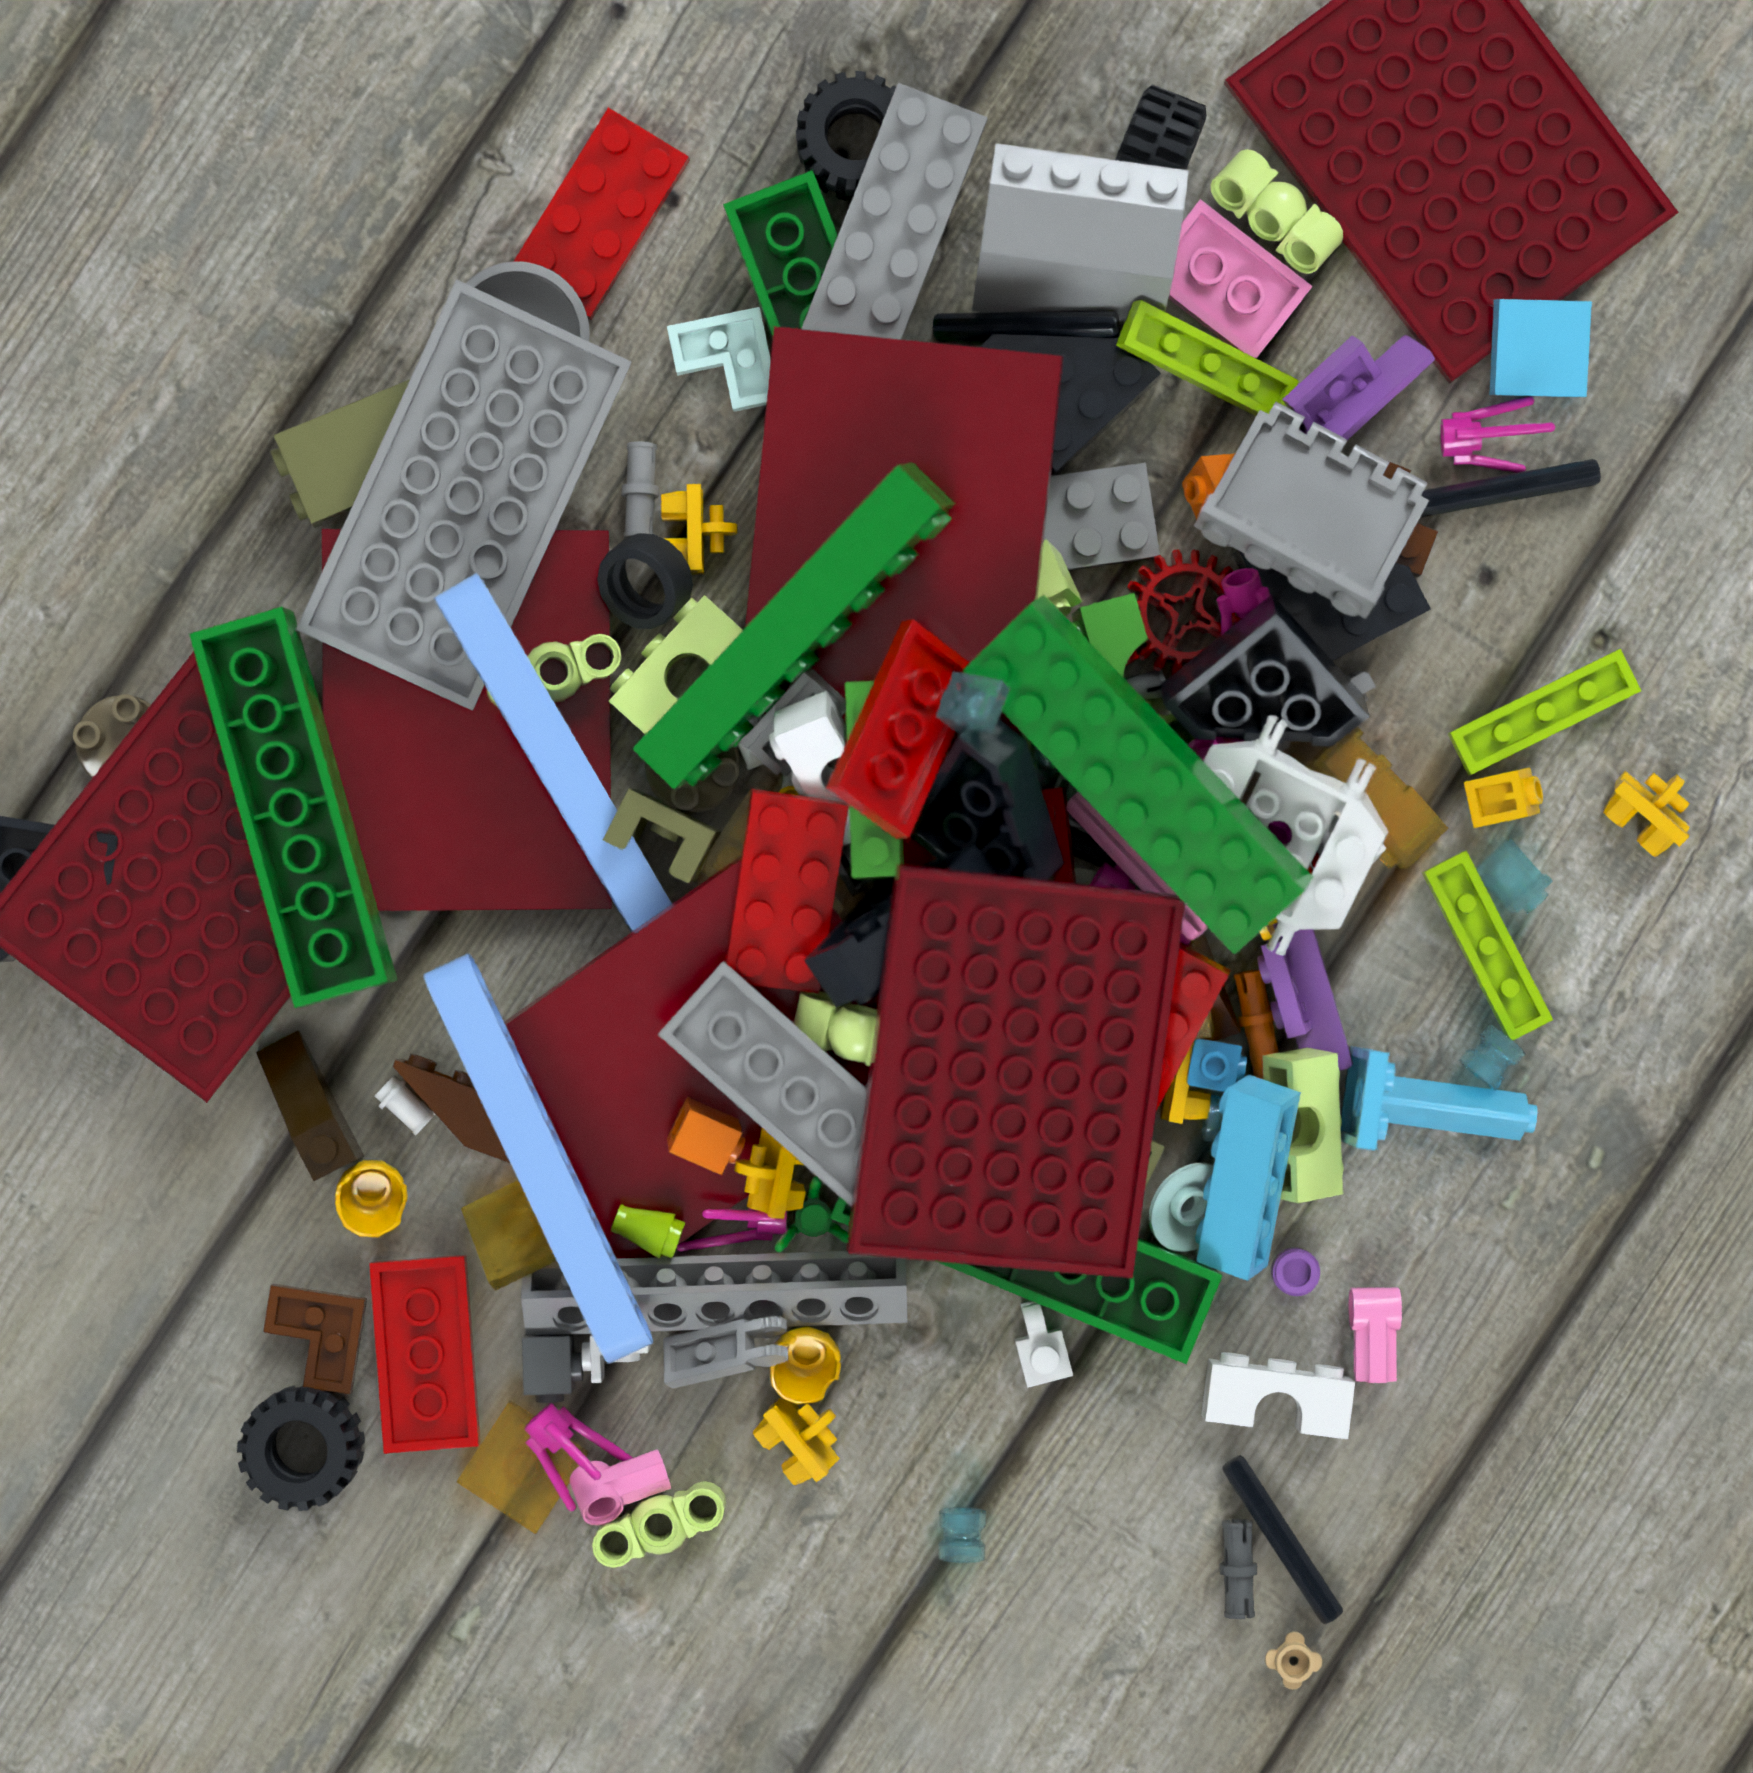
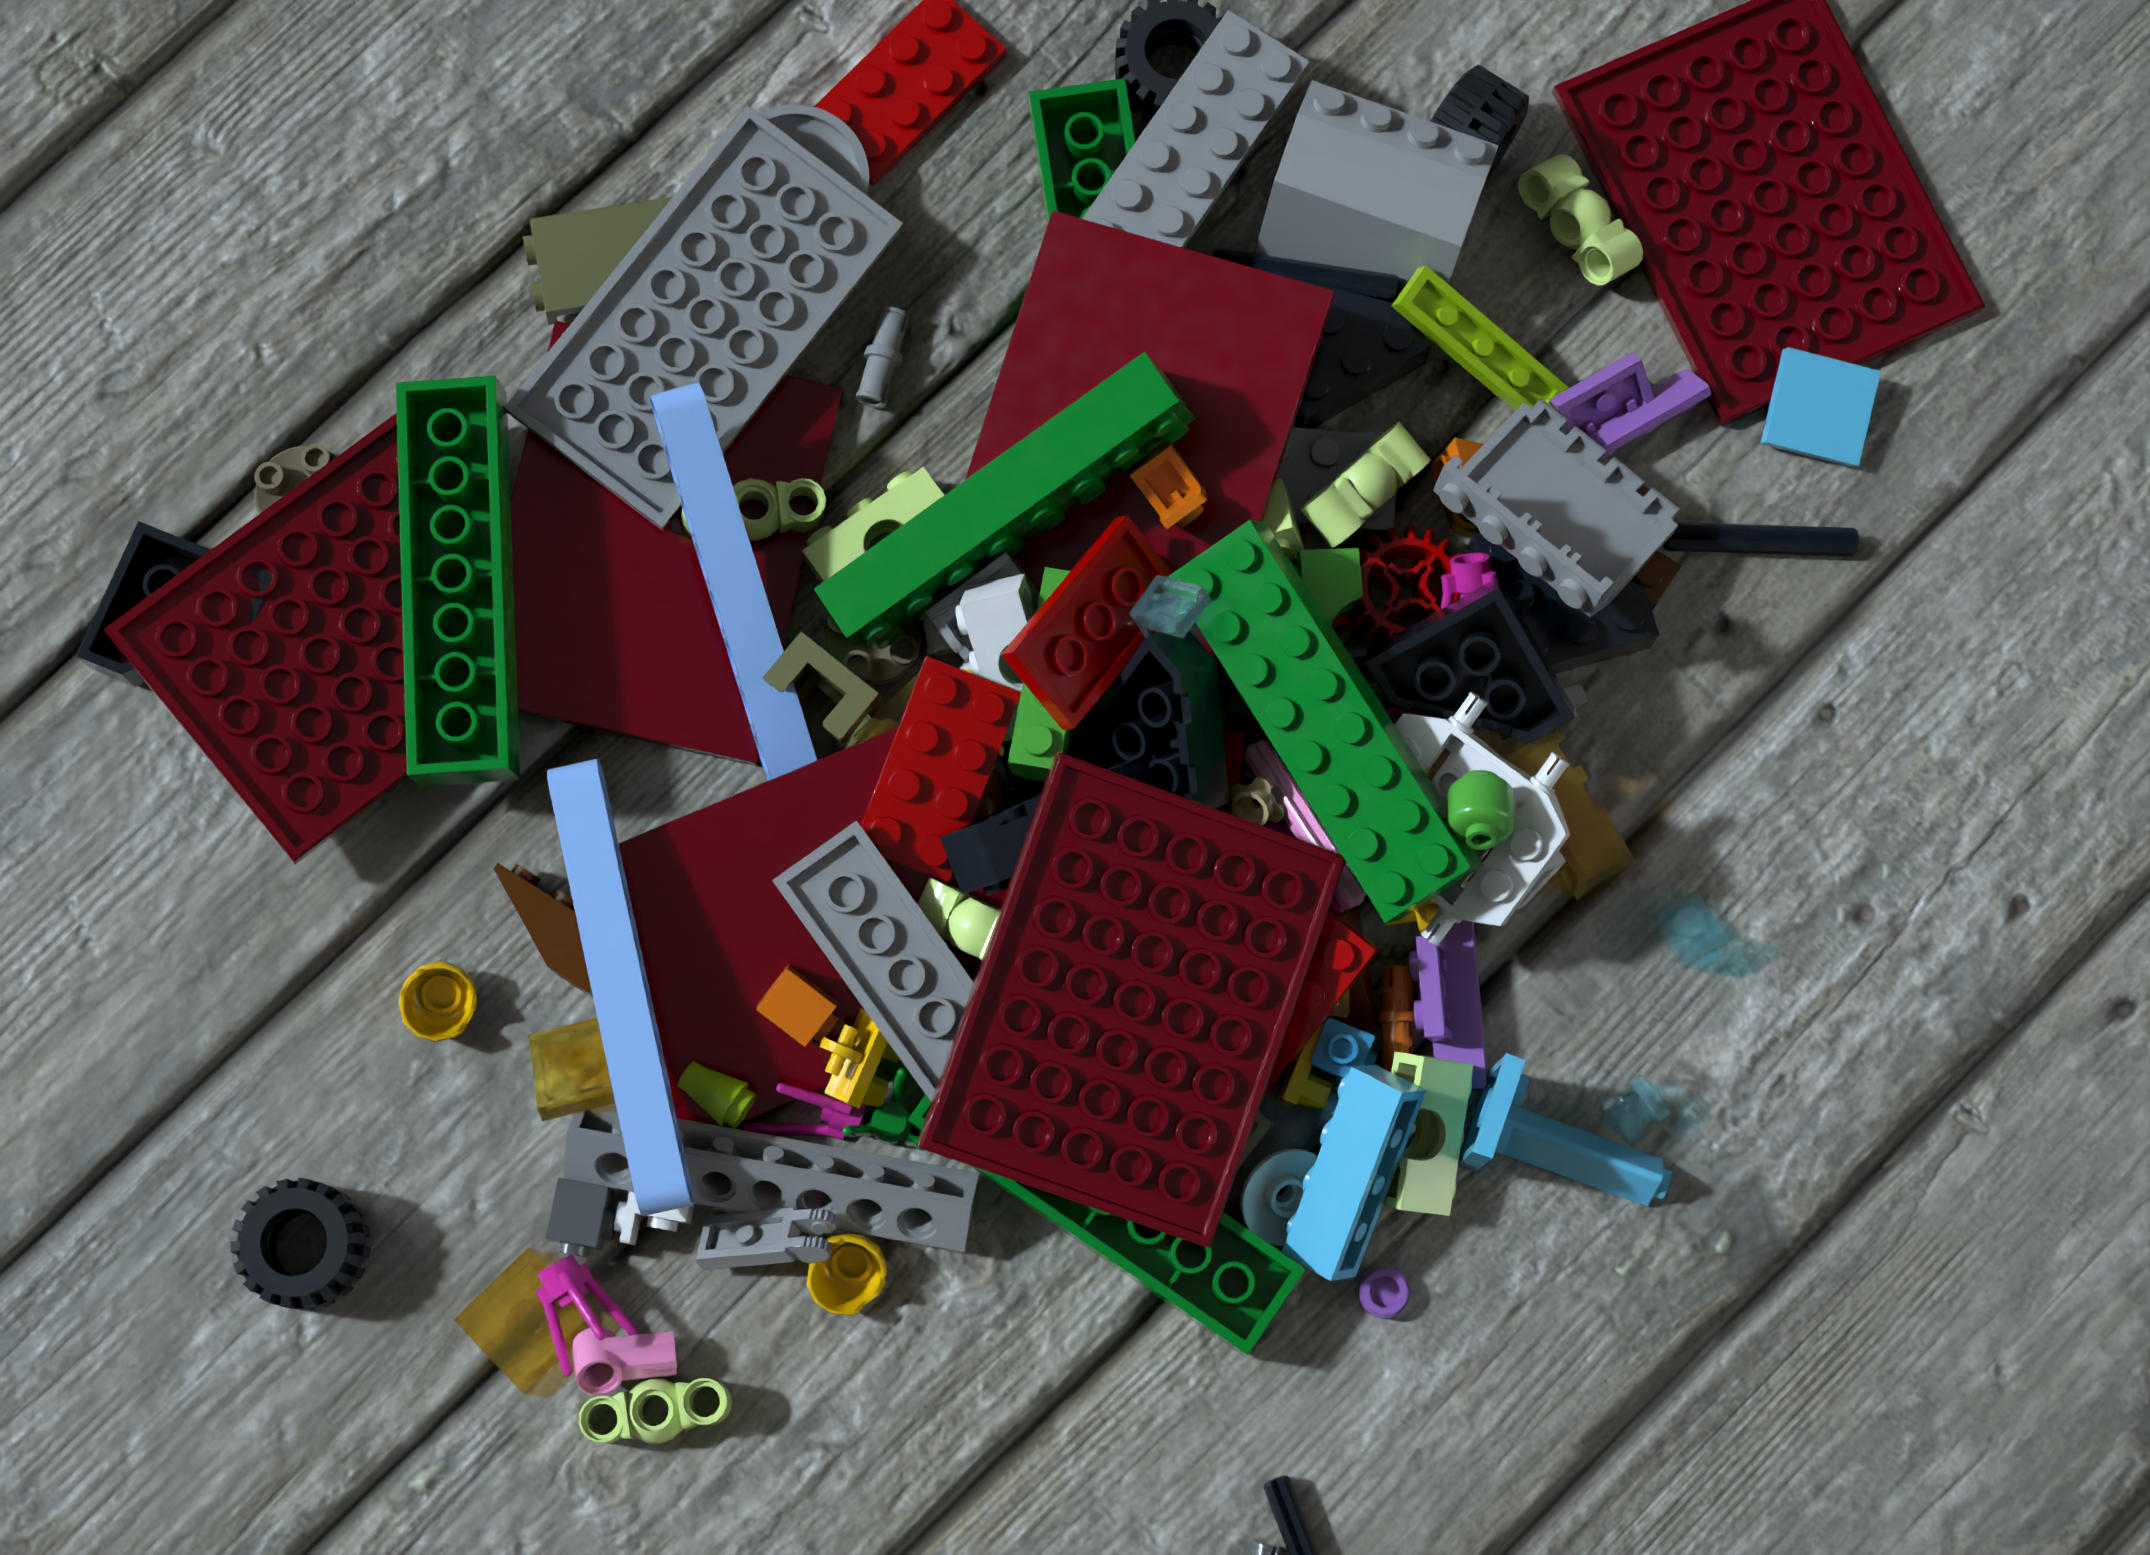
camera: 10 degrees right, 10 degrees down
(308, 1107) = (398, 898): dark brown slope -> none
(330, 1323) = (364, 1128): reddish brown plate -> none
(404, 1105) = (496, 916): white pin -> none
(424, 1354) = (453, 1177): red plate -> none
(625, 601) = (838, 451): black tyre -> none
(689, 507) = (927, 382): yellow hips -> none
(730, 341) = (999, 230): light aqua plate -> none
(804, 1435) = (830, 1348): yellow hips -> none
(946, 578) = (1170, 487): none -> orange bracket
(962, 1534) = (975, 1481): clear light blue wheel -> none
(1043, 1350) = (1100, 1319): white plate -> none
(1087, 856) = (1245, 808): none -> tan plate
(1126, 524) = (1365, 484): none -> yellowish green piece
(1232, 282) = (1520, 277): bright pink plate -> none
(1236, 1388) = (1382, 1428): white arch -> none
(1302, 831) = (1481, 809): none -> bright green head
(1375, 1318) = (1457, 1360): bright pink piece -> none
(1462, 436) = (1726, 476): dark pink plant -> none
(1487, 945) = (1652, 994): lime plate -> none
(1503, 797) = (1698, 845): yellow bracket -> none
(1544, 712) = (1756, 769): lime plate -> none
(1664, 824) = (1860, 910): yellow hips -> none

